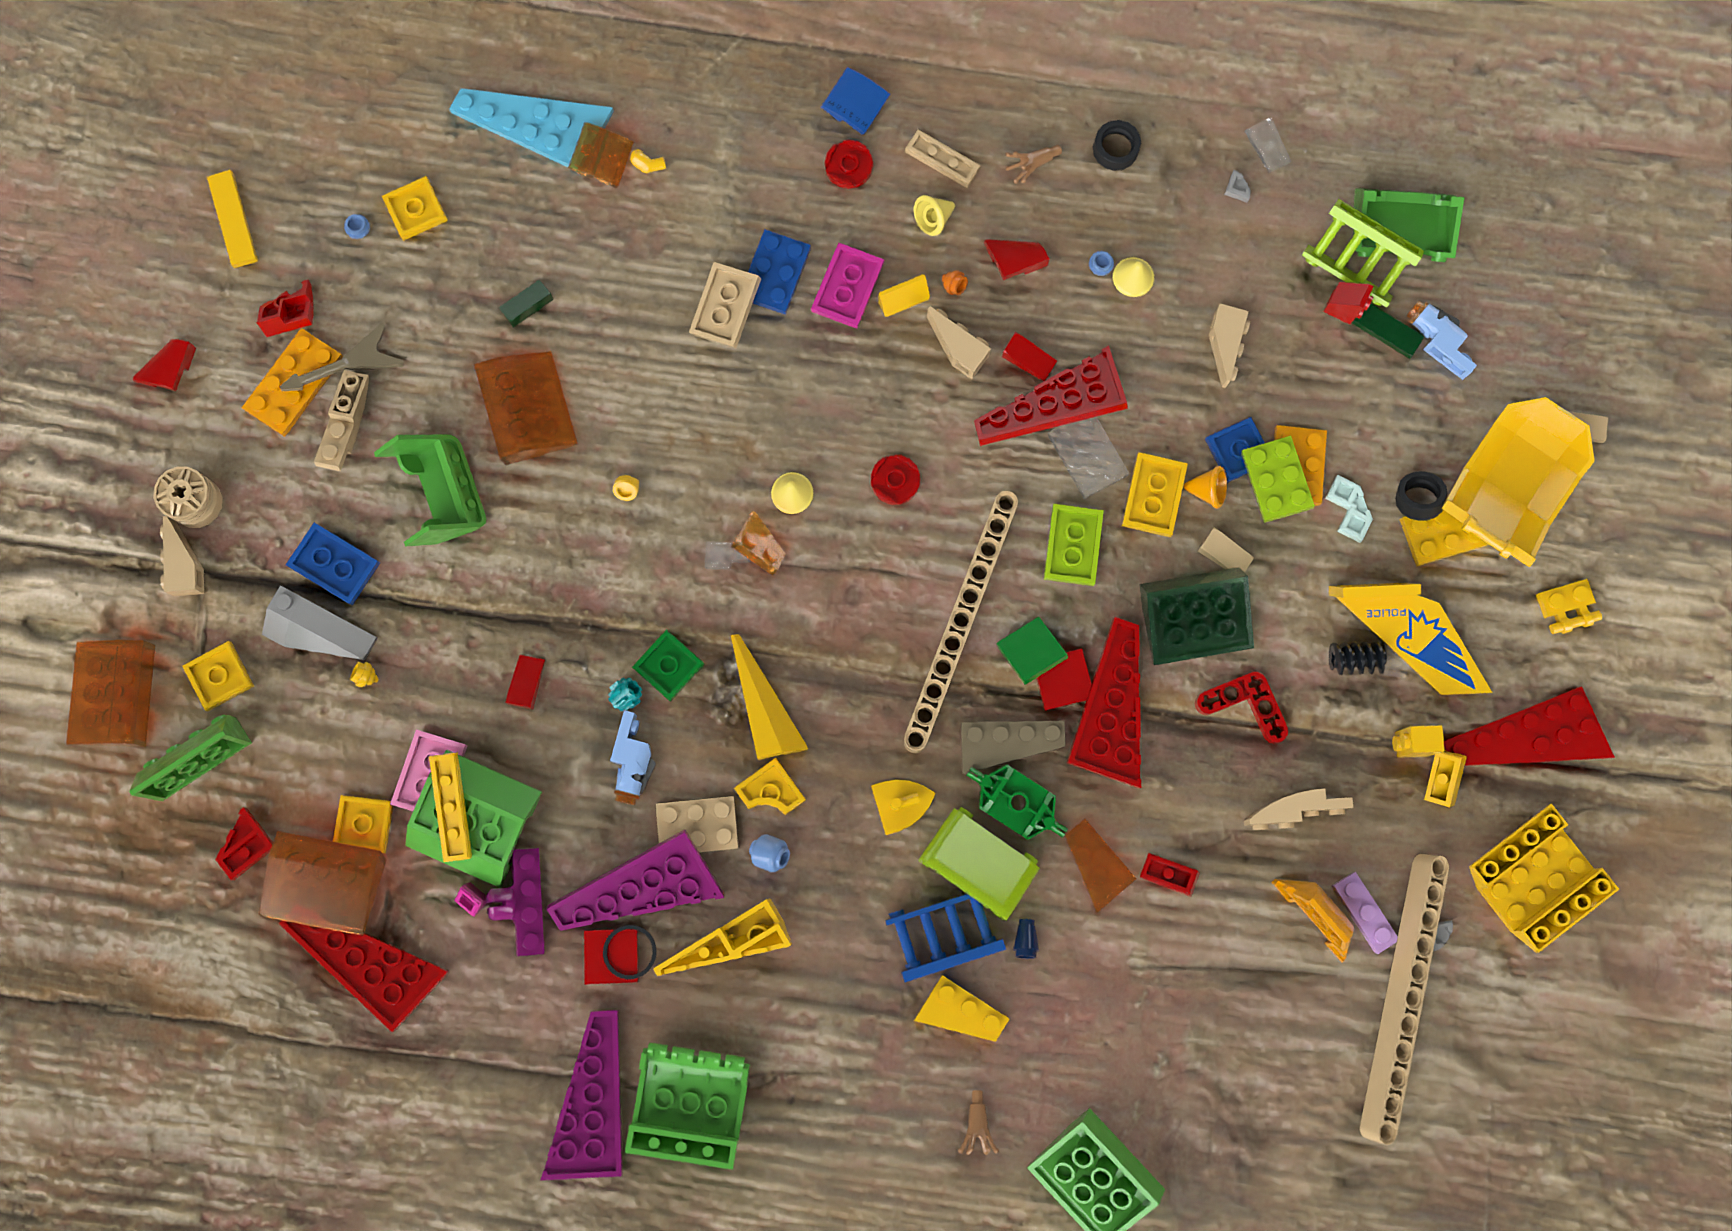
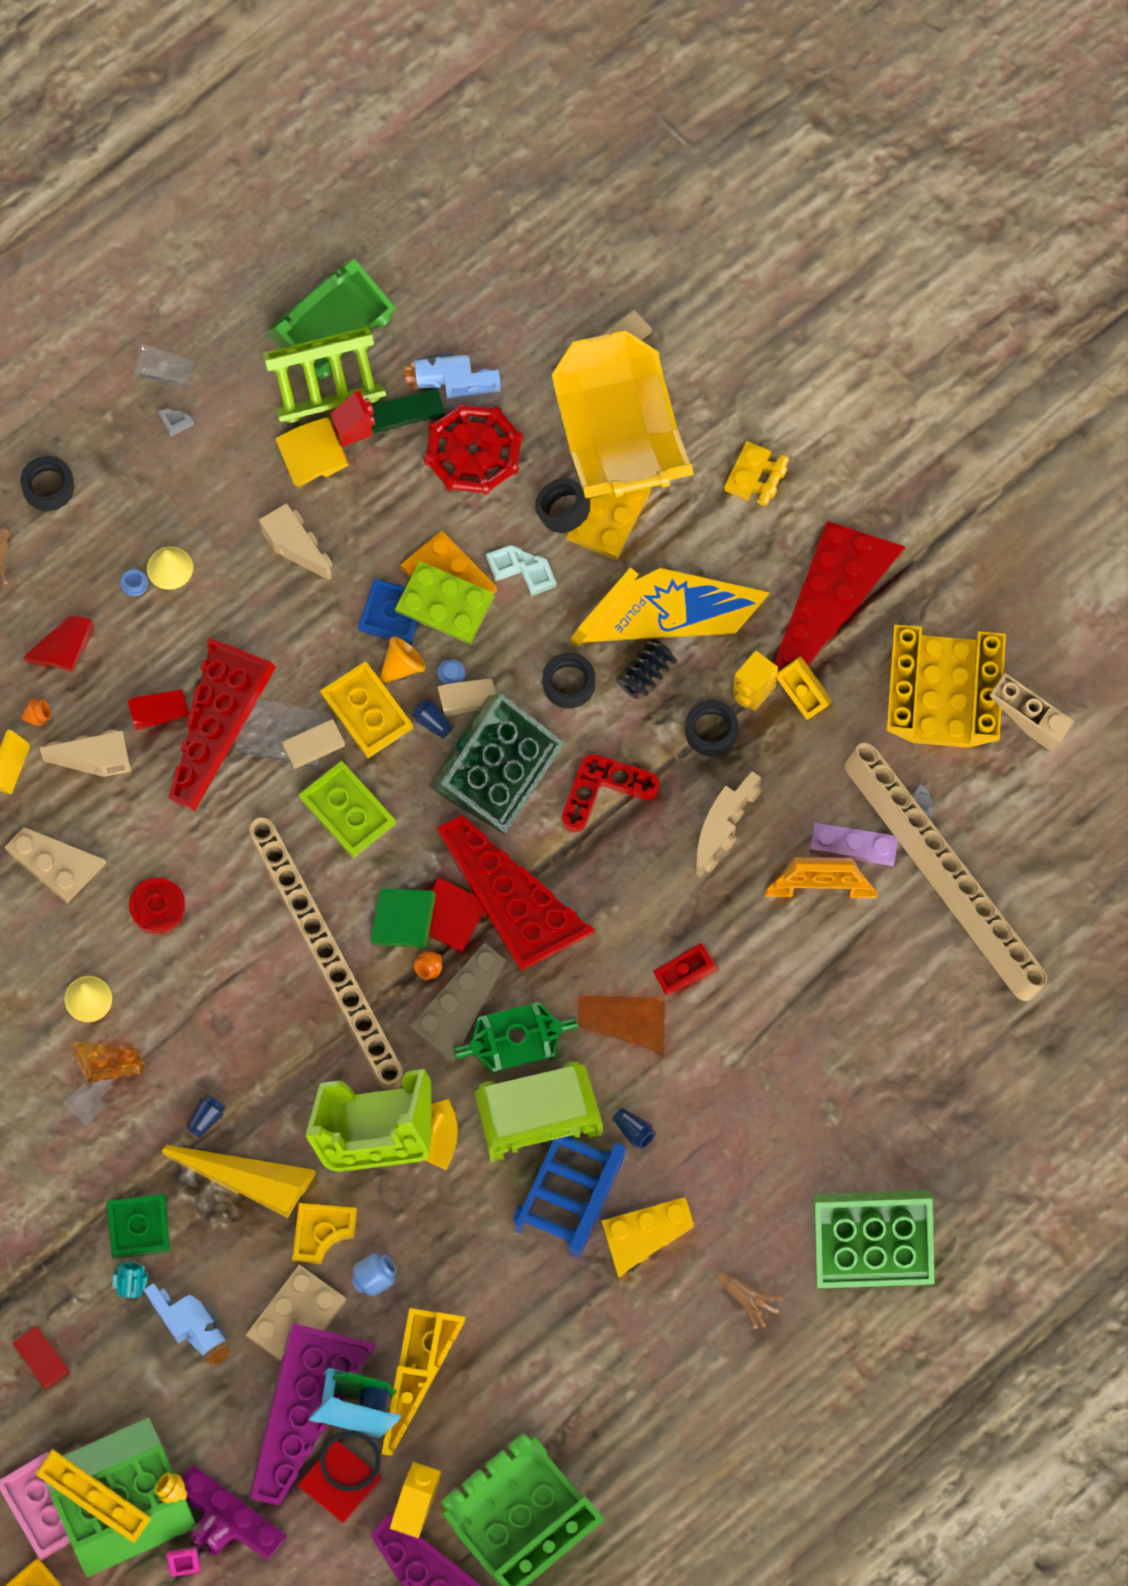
camera: 45 degrees left, 10 degrees down
(499, 854) = (171, 1488): none -> yellow plate
(638, 1023) = (416, 1499): none -> yellow slope
(678, 934) = (369, 1416): none -> medium azure piece
(780, 642) = (205, 1115): none -> dark blue cone
(864, 388) = (54, 863): none -> tan wing
(869, 760) = (372, 1127): none -> lime windscreen
(1015, 696) = (428, 965): none -> orange plate
(1097, 481) = (313, 744): none -> tan tile
(1189, 544) = (432, 718): none -> dark blue cone
(1232, 527) = (451, 672): none -> medium blue plate
(1301, 295) = (312, 451): none -> yellow slope
(1319, 605) = (568, 660): none -> black tyre
(1375, 731) = (717, 708): none -> black tyre
(1419, 398) = (473, 434): none -> red plate
(1578, 960) = (1031, 712): none -> tan slope

